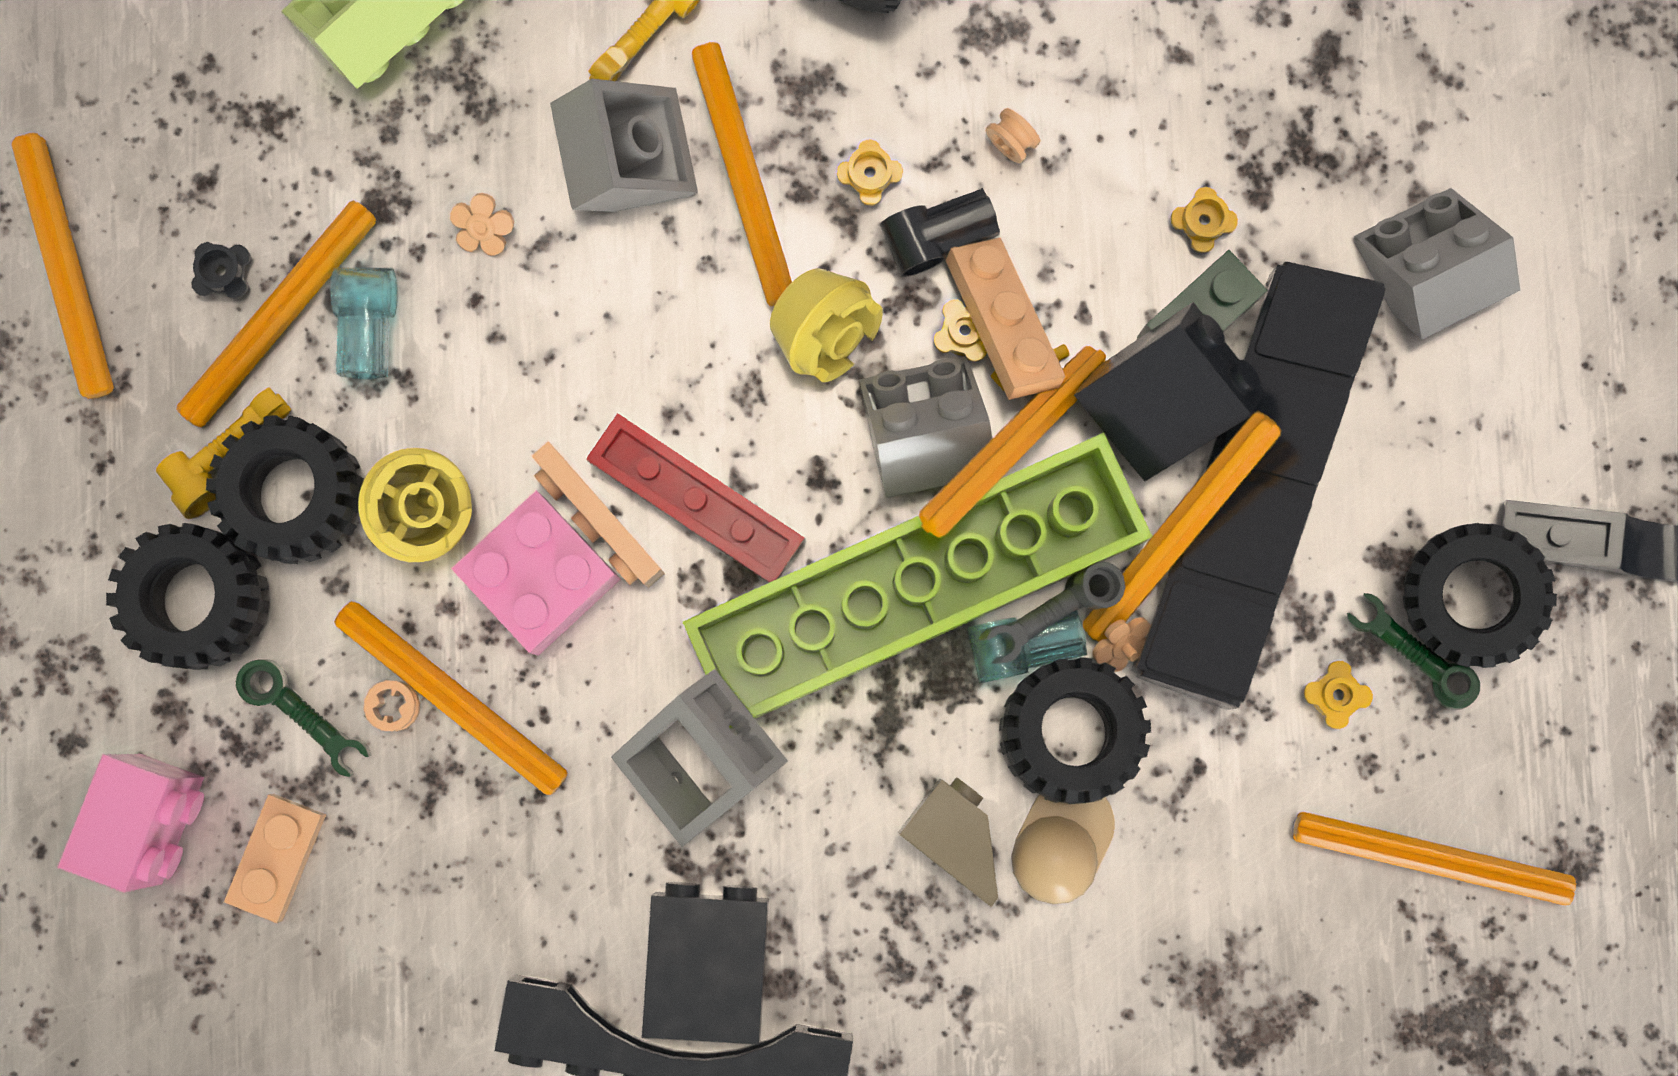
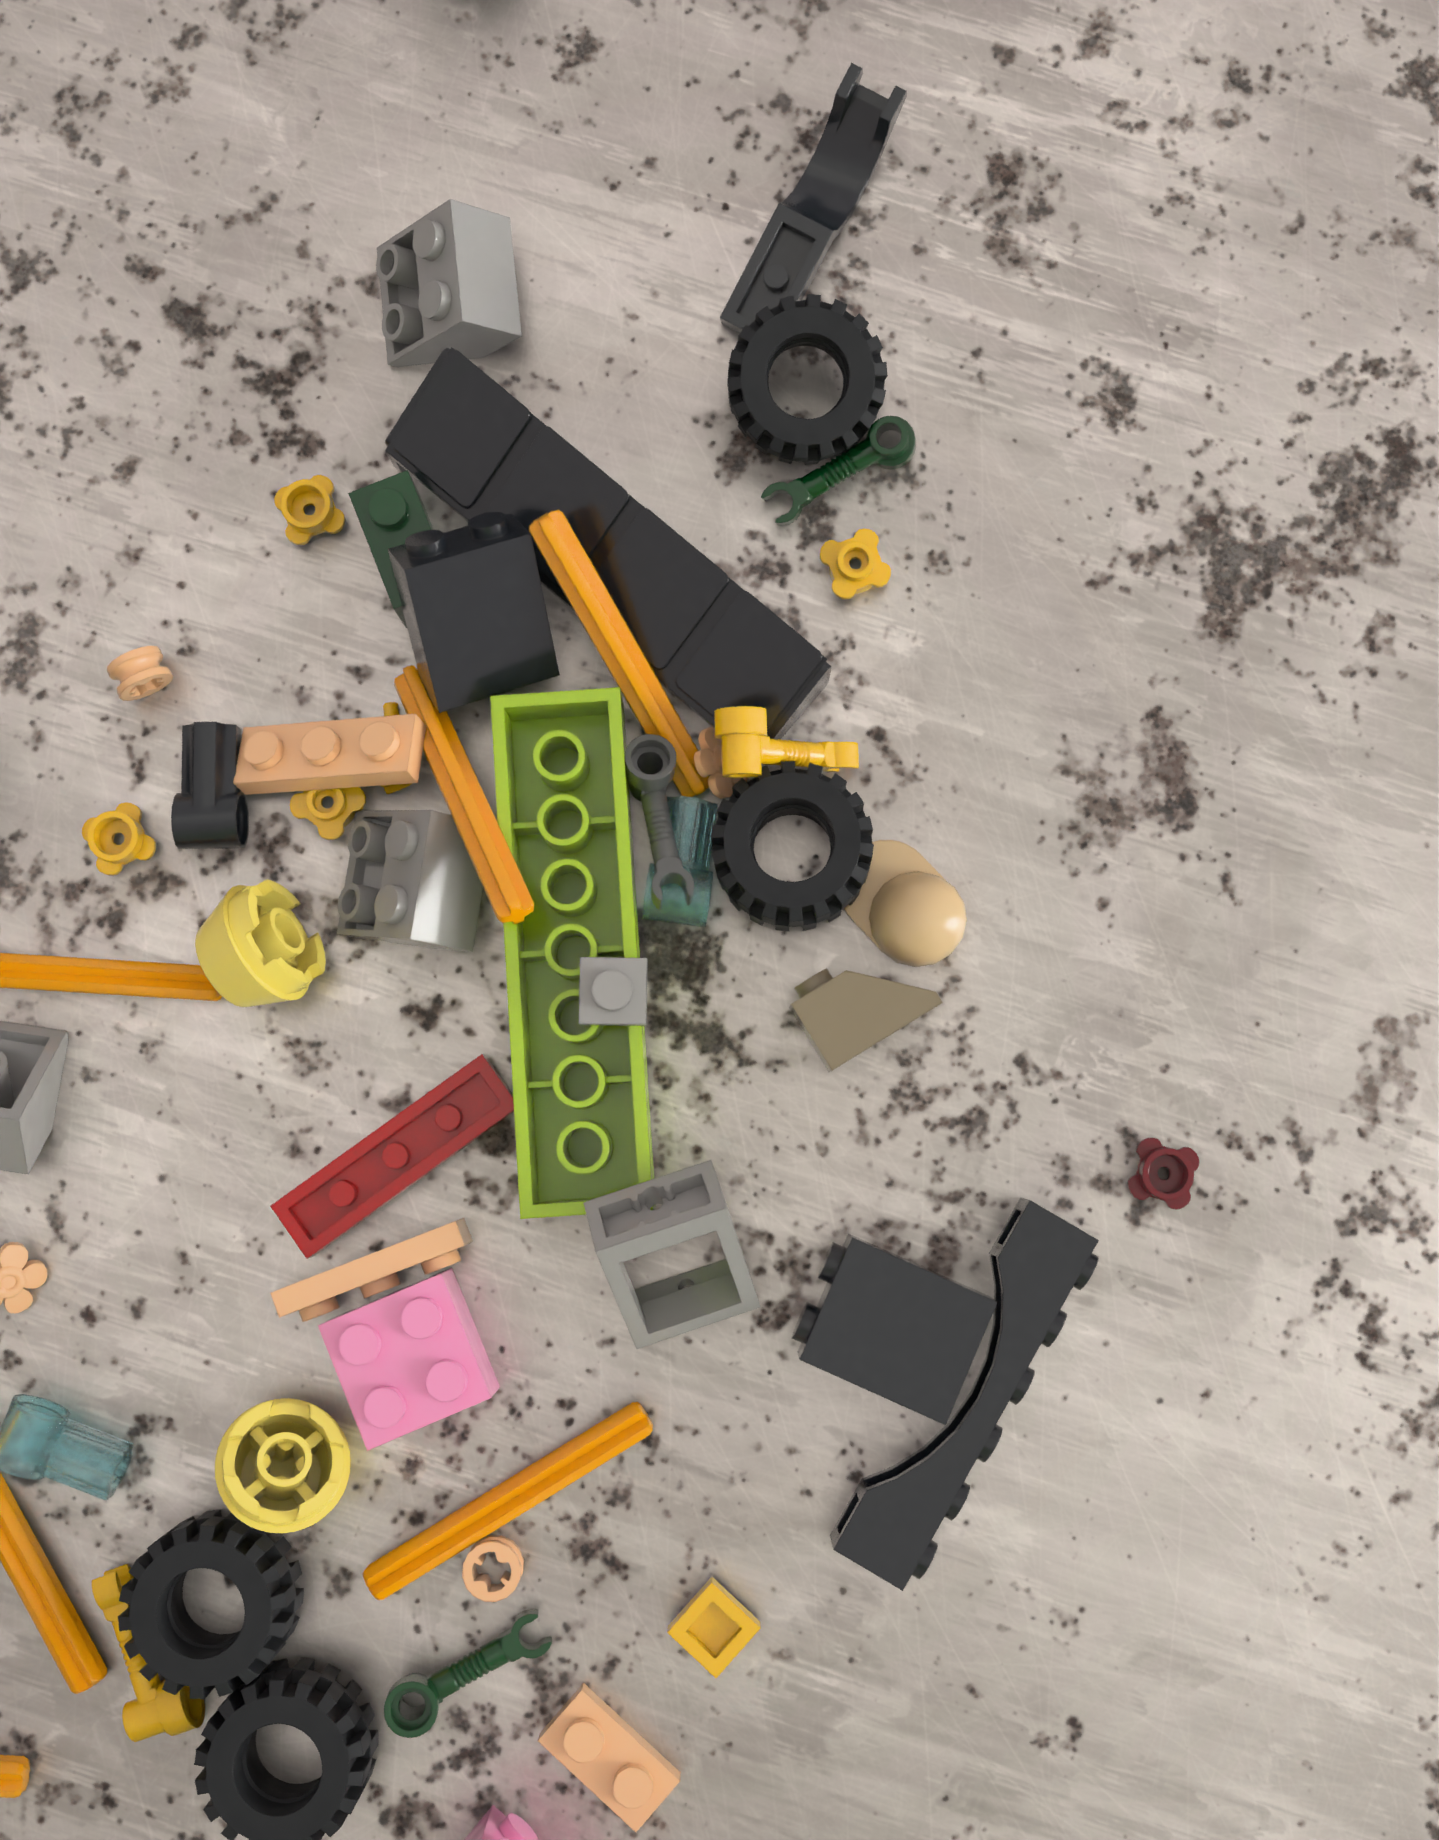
camera: 65 degrees left, 0 degrees up
(408, 905) = (714, 1627): none -> yellow plate
(896, 627) = (613, 991): none -> light grey plate
(1144, 663) = (748, 746): none -> yellow brick
(1434, 858) = (1056, 533): light orange axle -> none

